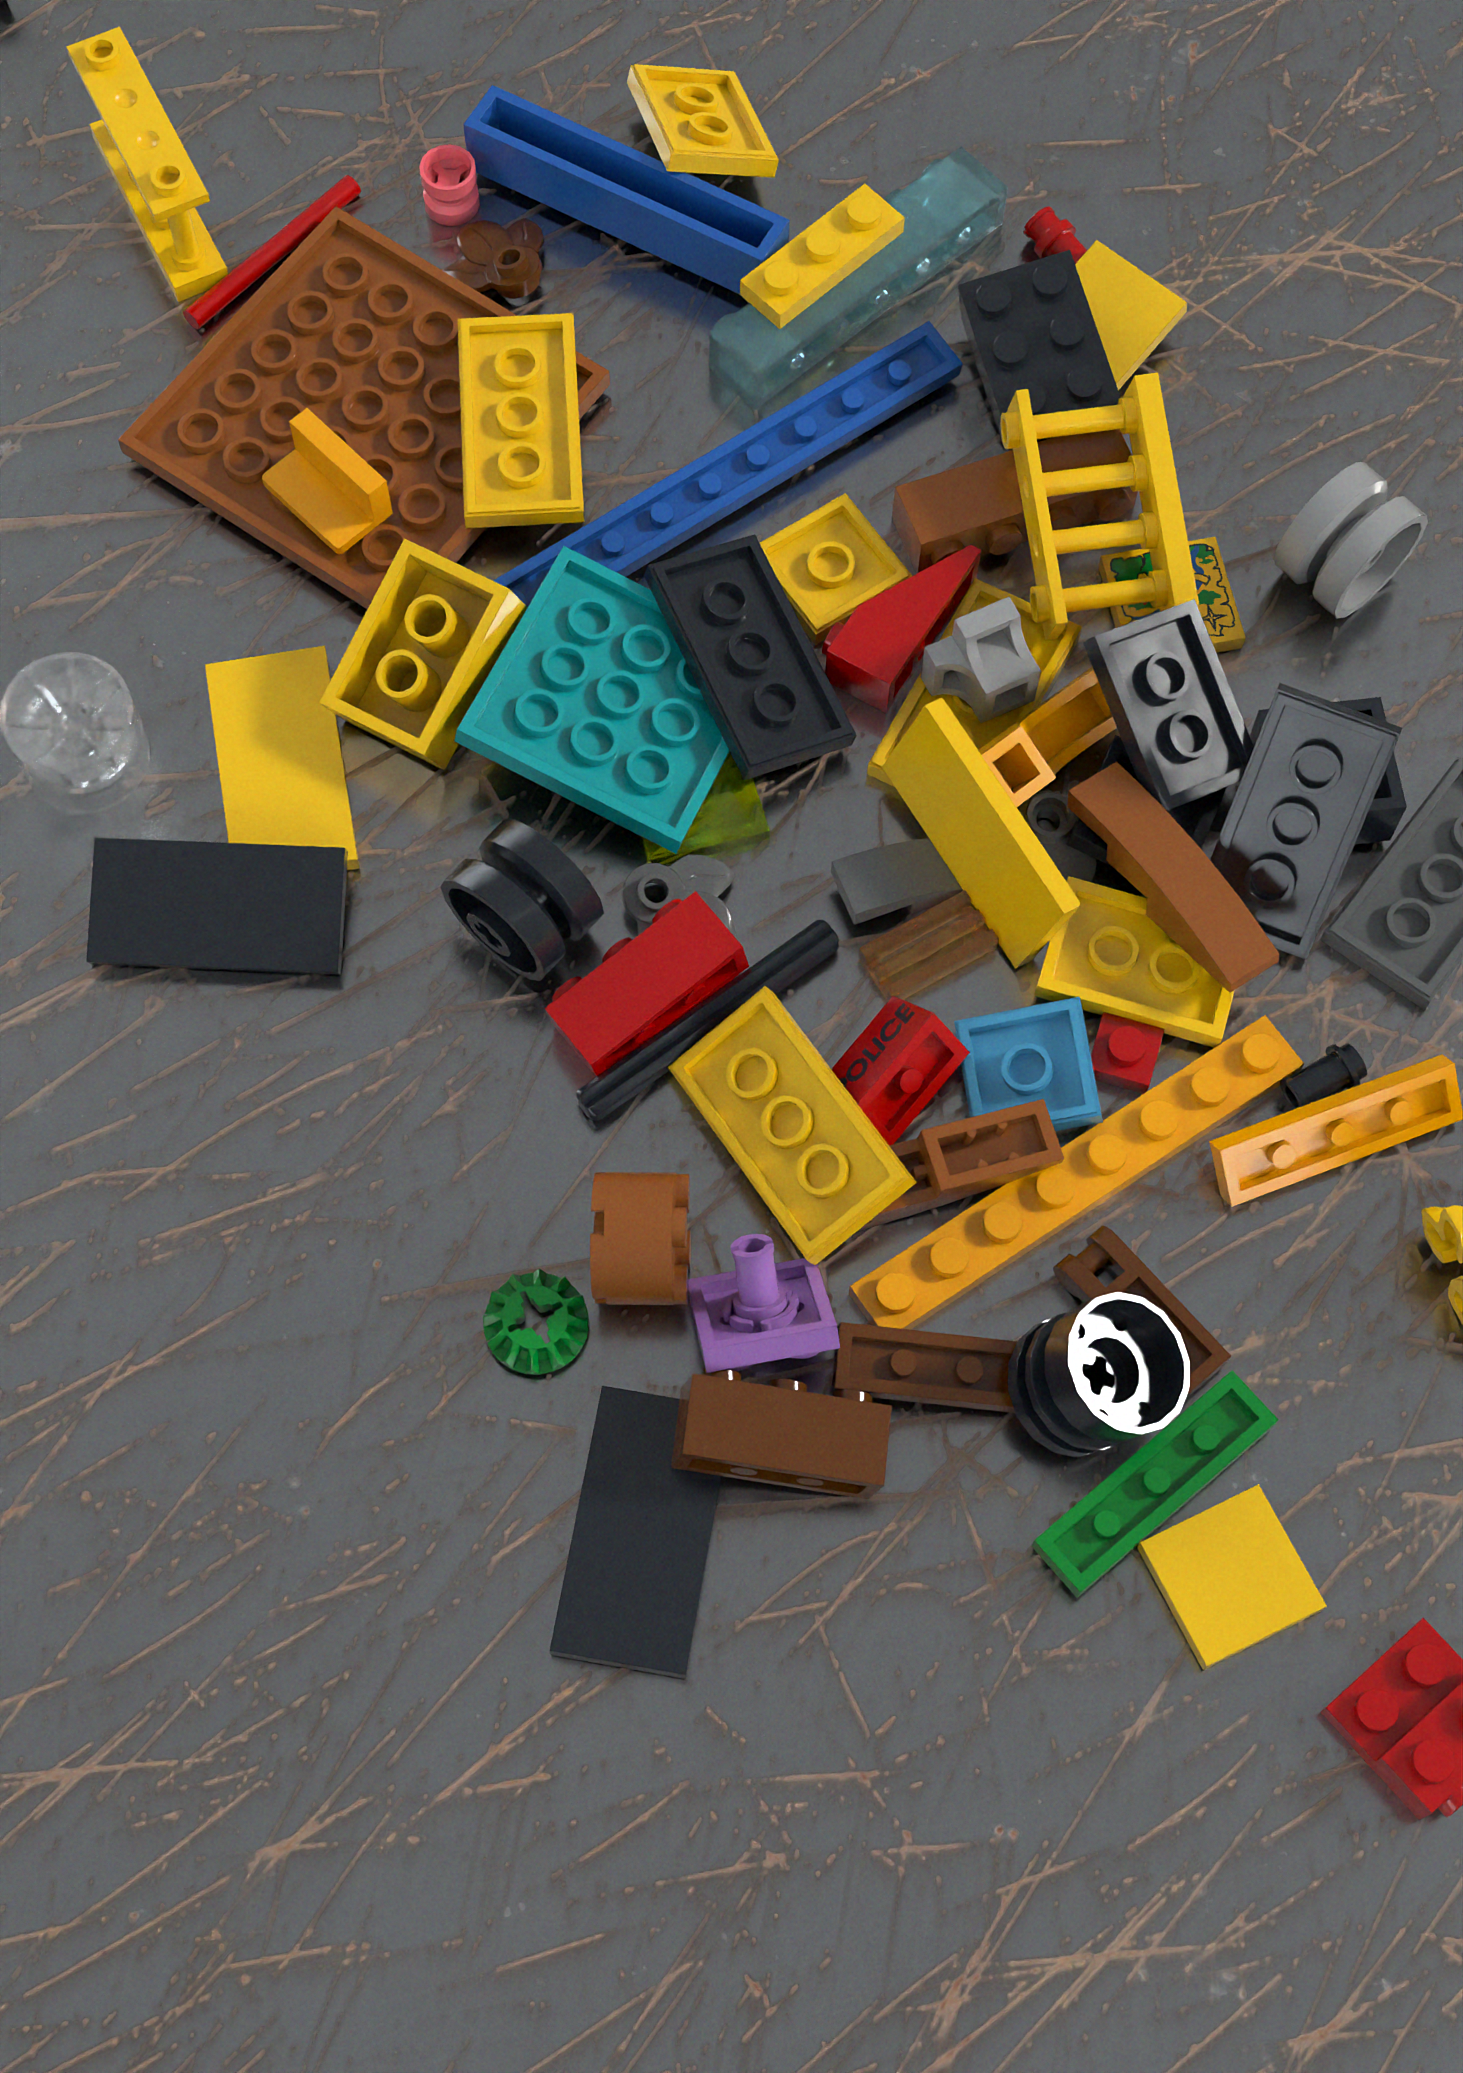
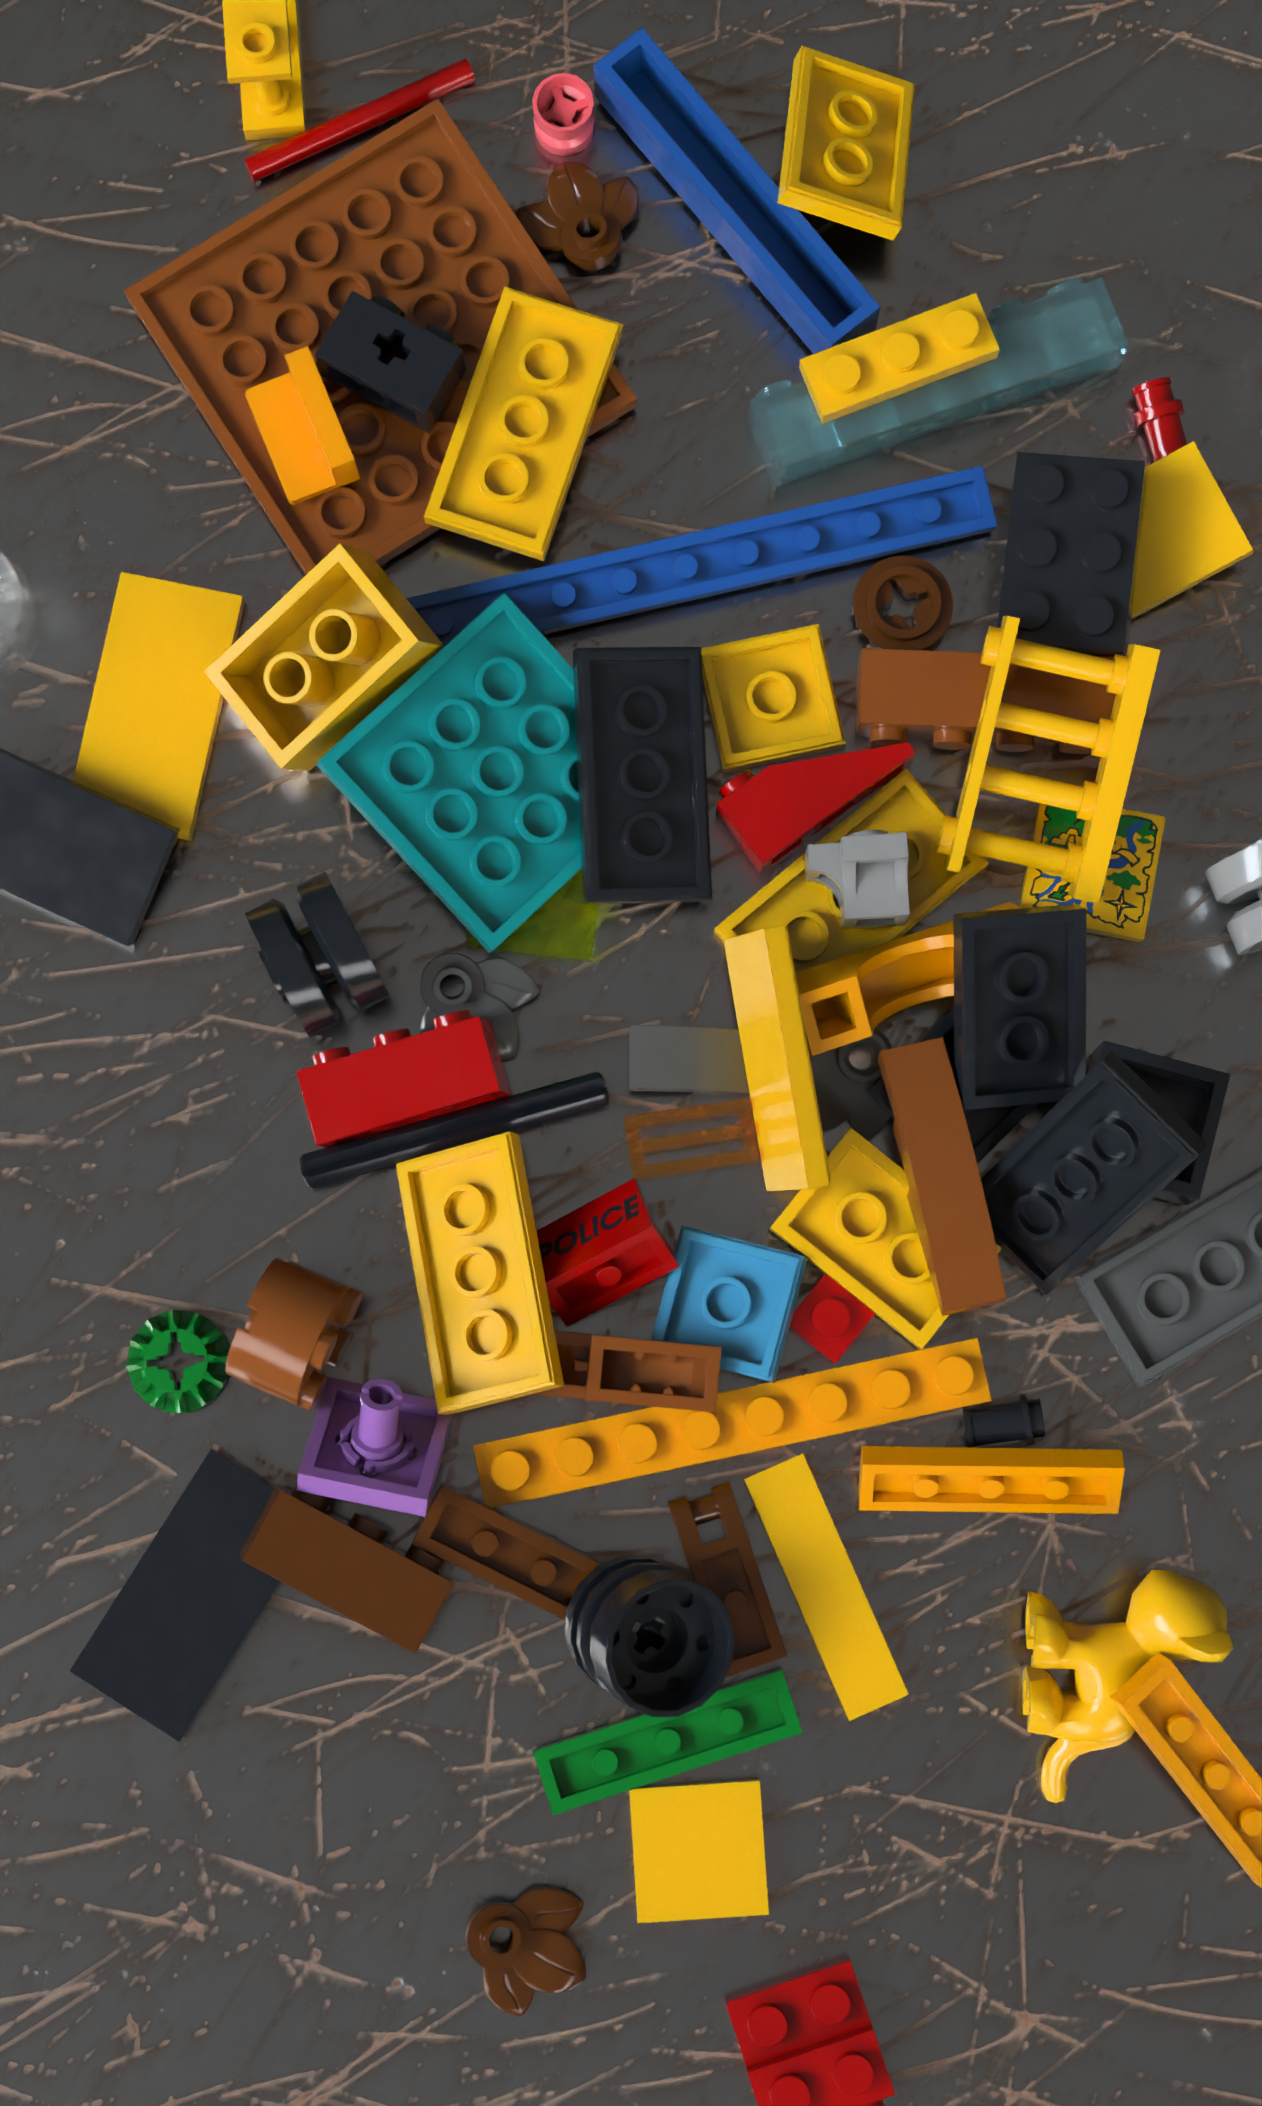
camera: 25 degrees right, 15 degrees up
(385, 403) = (409, 388): none -> black brick
(908, 434) = (914, 580): none -> reddish brown gear
(1121, 1733) = (536, 1952): none -> reddish brown plate
(1234, 1287) = (826, 1587): none -> yellow tile

